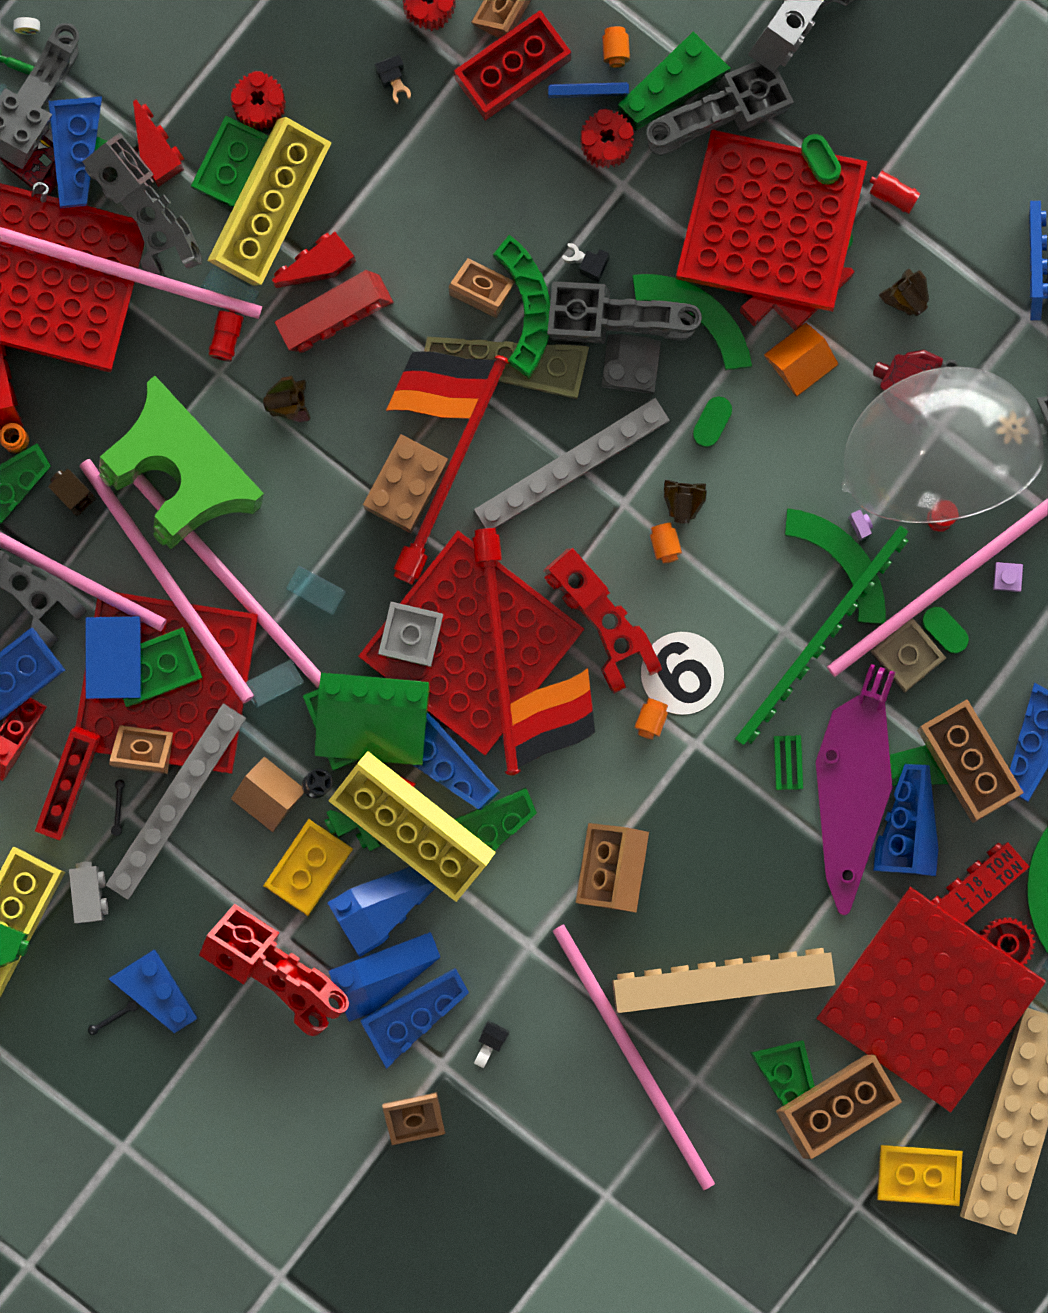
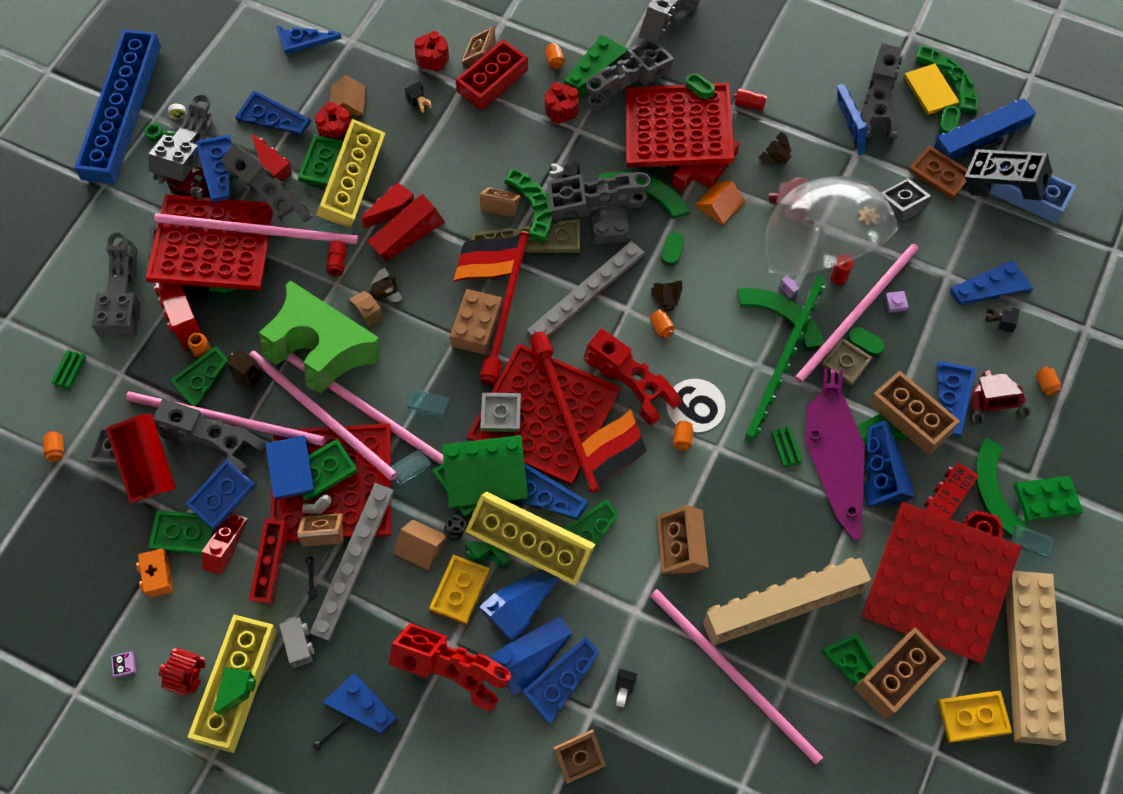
camera: 10 degrees left, 20 degrees down
(143, 718) = (319, 506): none -> light grey arm
(165, 59) = (271, 114): none -> blue wing
(254, 424) = (366, 308): none -> medium nougat slope
(287, 53) = (349, 94): none -> medium nougat slope
(588, 90) = (542, 77): blue tile -> none

